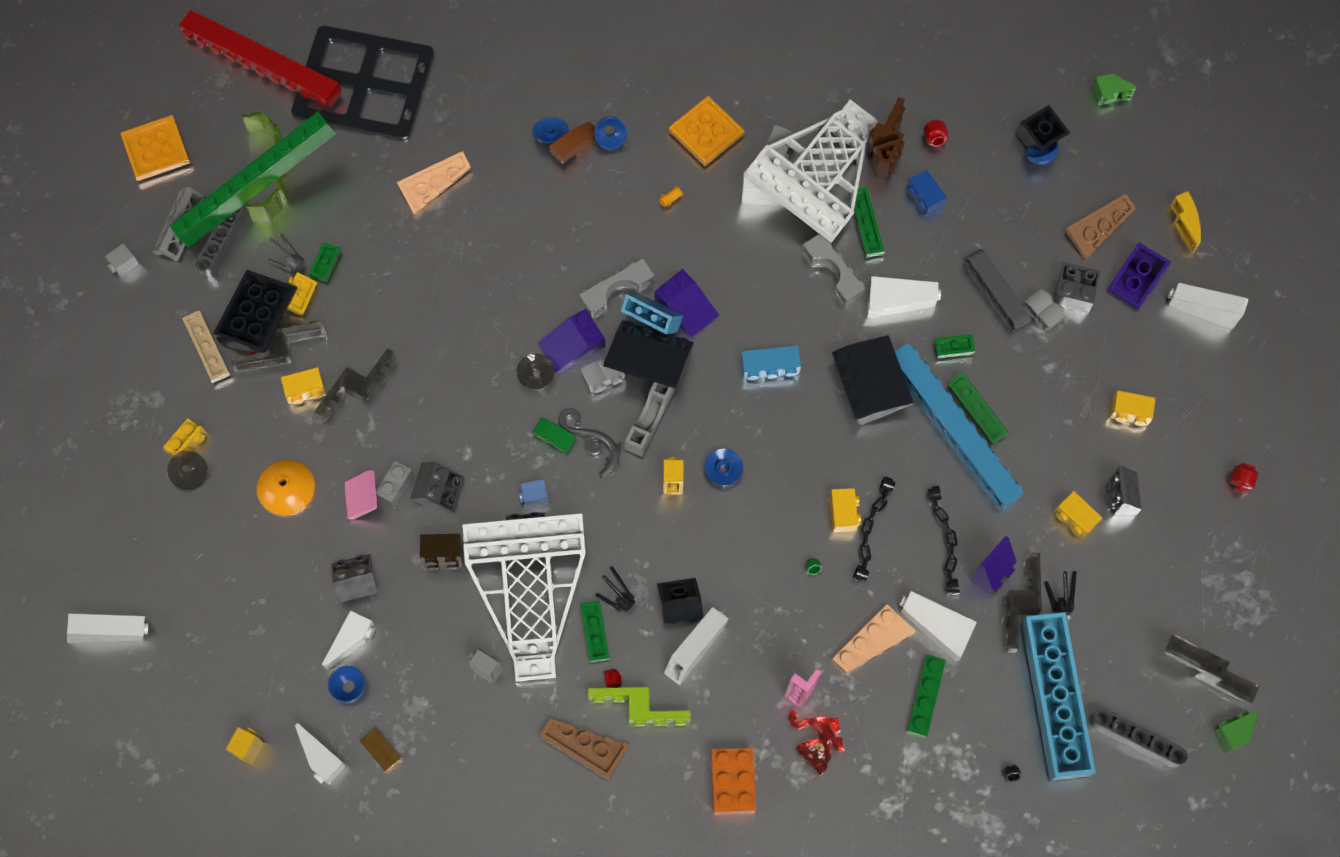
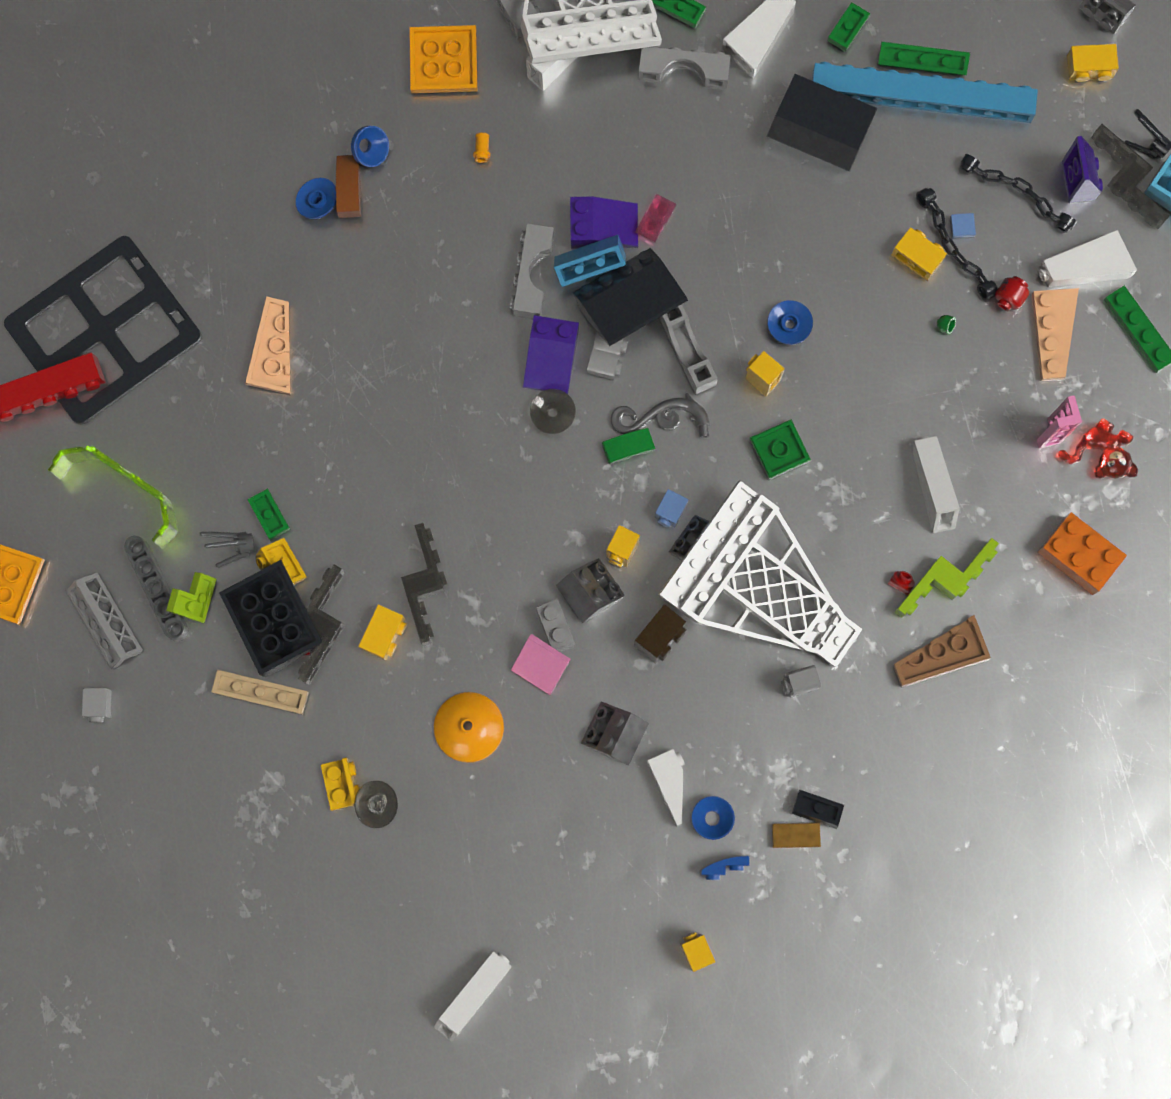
camera: 45 degrees left, 10 degrees up
(230, 264) = (196, 602): none -> lime plate
(252, 179) = (131, 512): green brick -> none
(315, 715) = (719, 868): none -> blue slope
(320, 759) = (766, 894): white slope -> none
(409, 748) = (818, 809): none -> black plate
(480, 482) = (622, 547): none -> yellow brick
(594, 631) = (846, 561): green plate -> none
(624, 601) = (839, 511): black plant -> none
(633, 529) = (780, 449): none -> green plate
(680, 600) = (881, 463): black slope -> none
(718, 334) = (656, 218): none -> clear pink slope
(770, 362) = (726, 198): dark azure brick -> none
(871, 590) = (1012, 293): none -> red head
(890, 523) = (962, 225): none -> medium blue tile

